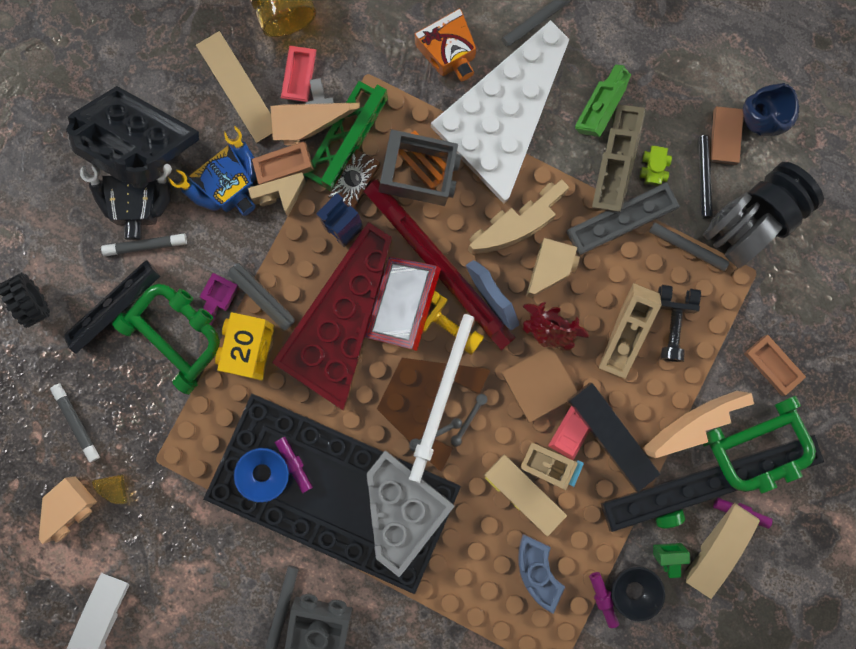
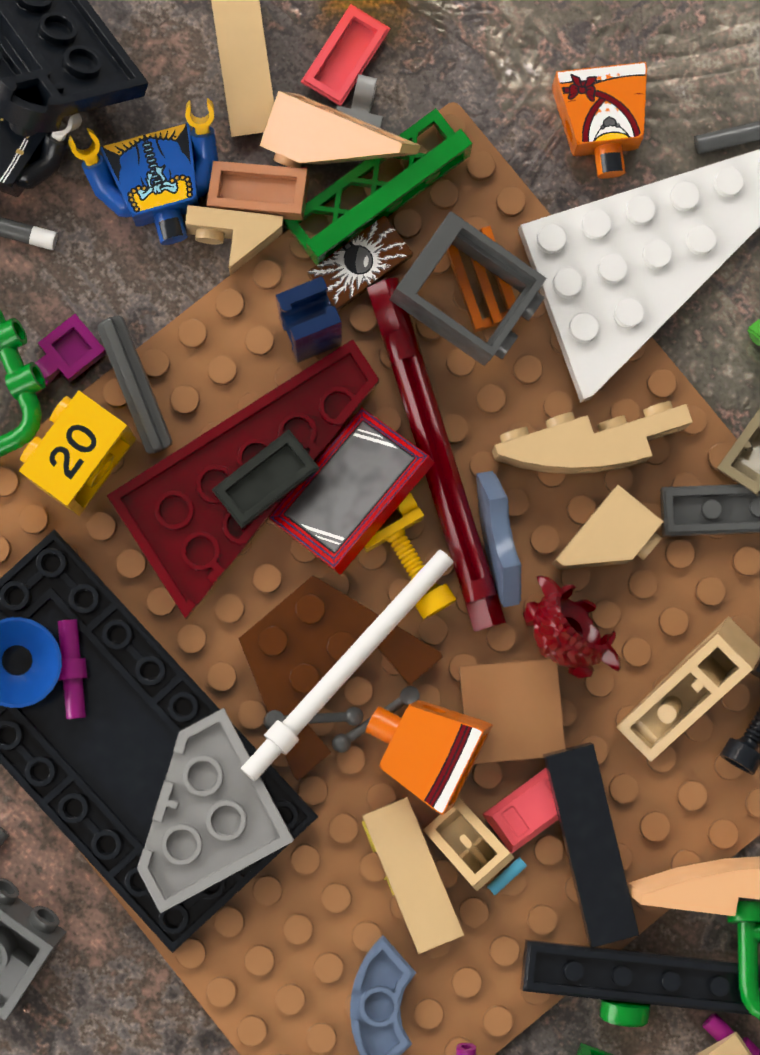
camera: 15 degrees right, 0 degrees up
(354, 316) = (265, 479): none -> pearl dark grey tile
(505, 424) = (429, 750): none -> orange torso

